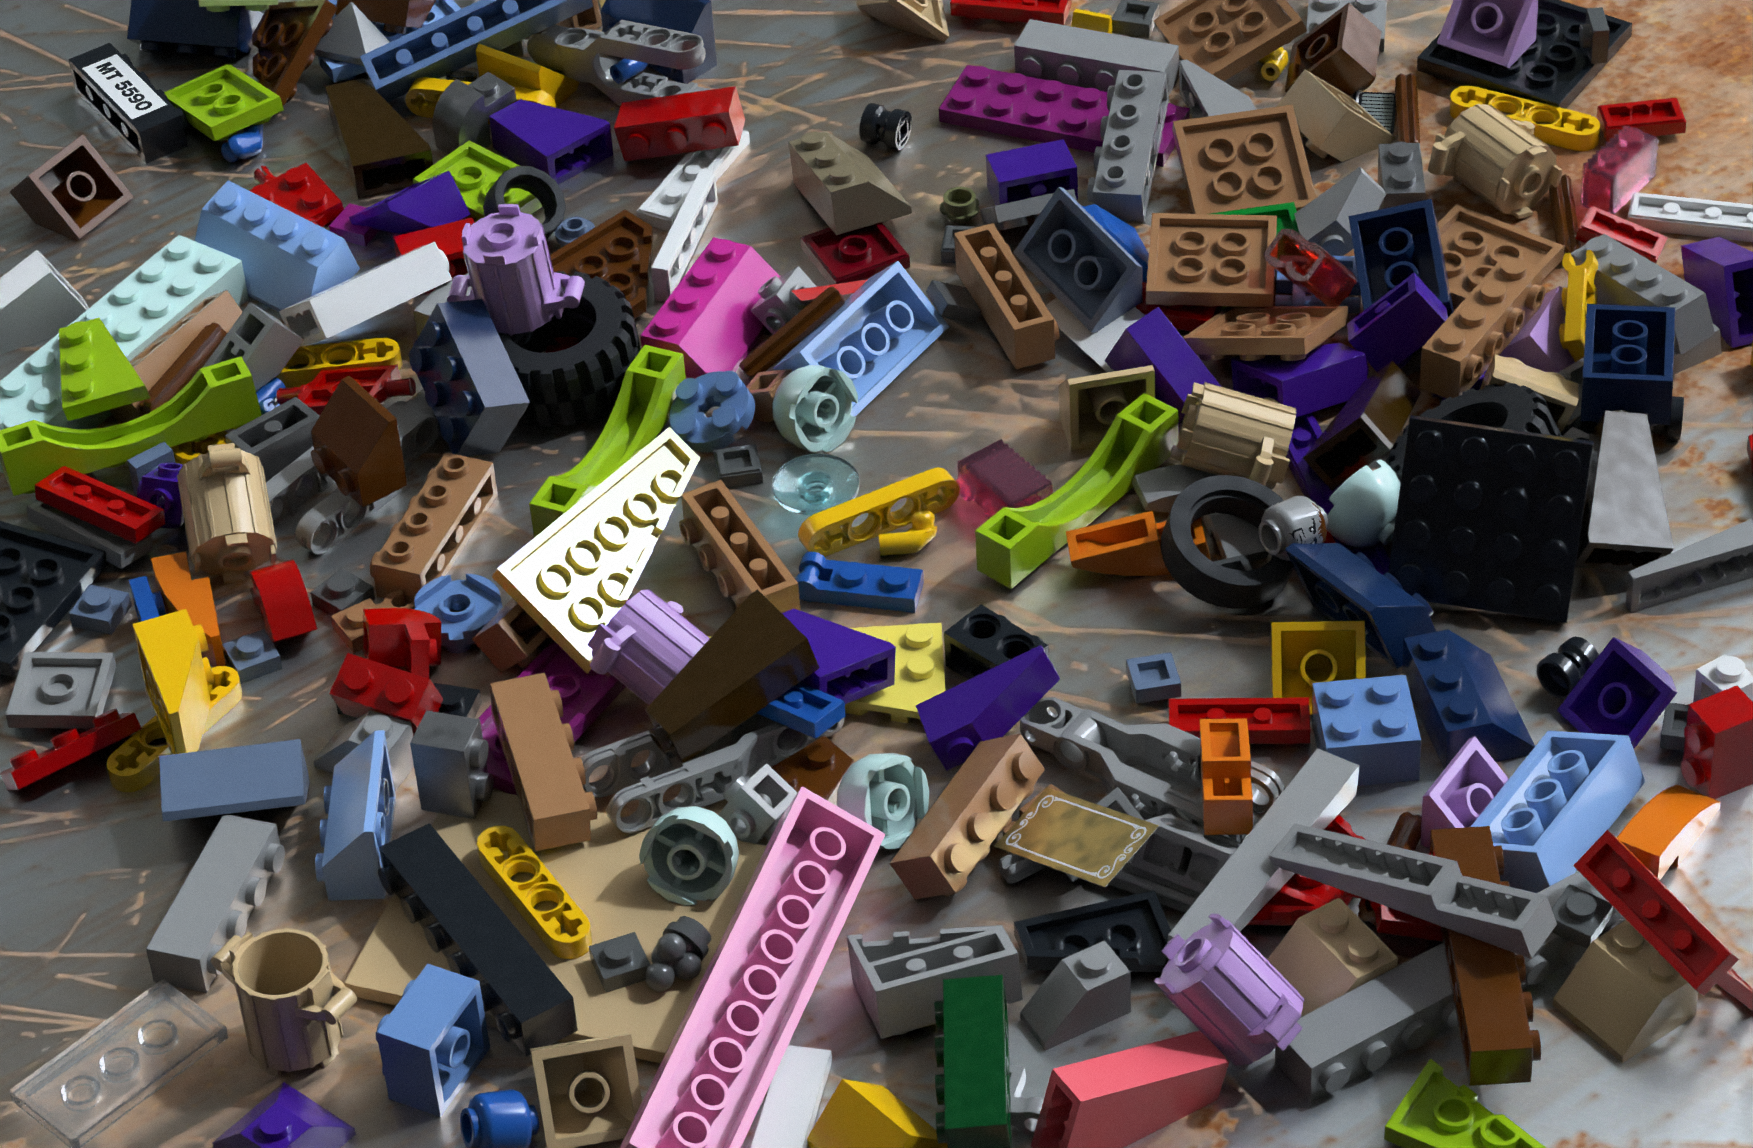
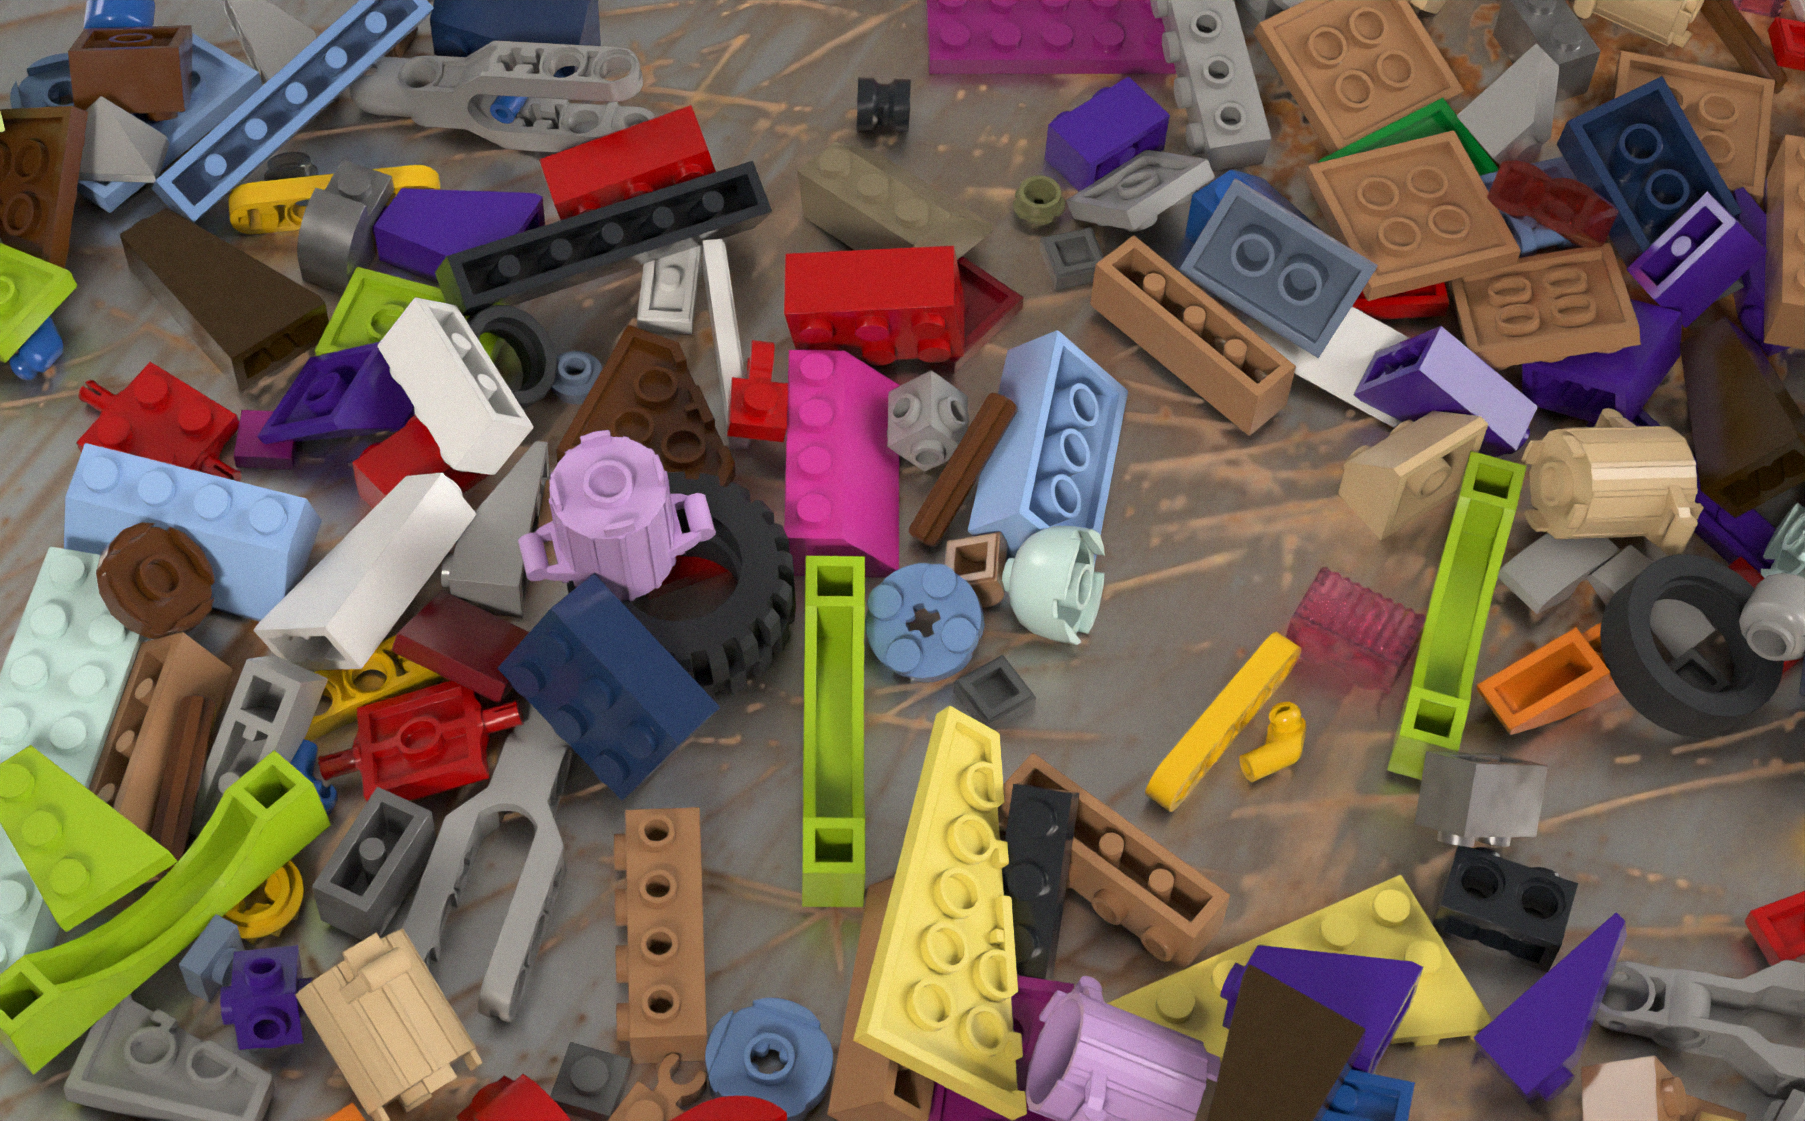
camera: 30 degrees left, 15 degrees up
(100, 504) = (179, 1057): red plate -> none
(229, 261) = (155, 581): none -> reddish brown tile
(358, 445) = (524, 855): reddish brown slope -> none
(389, 342) = (460, 644): none -> dark red tile
(470, 190) = (454, 387): none -> white brick
(524, 73) = (370, 142): yellow slope -> none
(631, 148) = (604, 240): none -> black brick
(670, 261) = (756, 404): none -> red plate
(682, 542) = (1037, 872): none -> black plate
(790, 222) = (877, 303): none -> red brick
(813, 292) = (981, 383): sticker -> none
(815, 483) = (1129, 682): clear light blue dish -> none
(859, 584) = (1260, 839): blue plate -> none
(953, 301) = (1120, 355): dark grey tile -> none
(1011, 579) = (1480, 797): none -> flat silver brick
(1153, 677) = (1704, 878): sand blue plate -> none

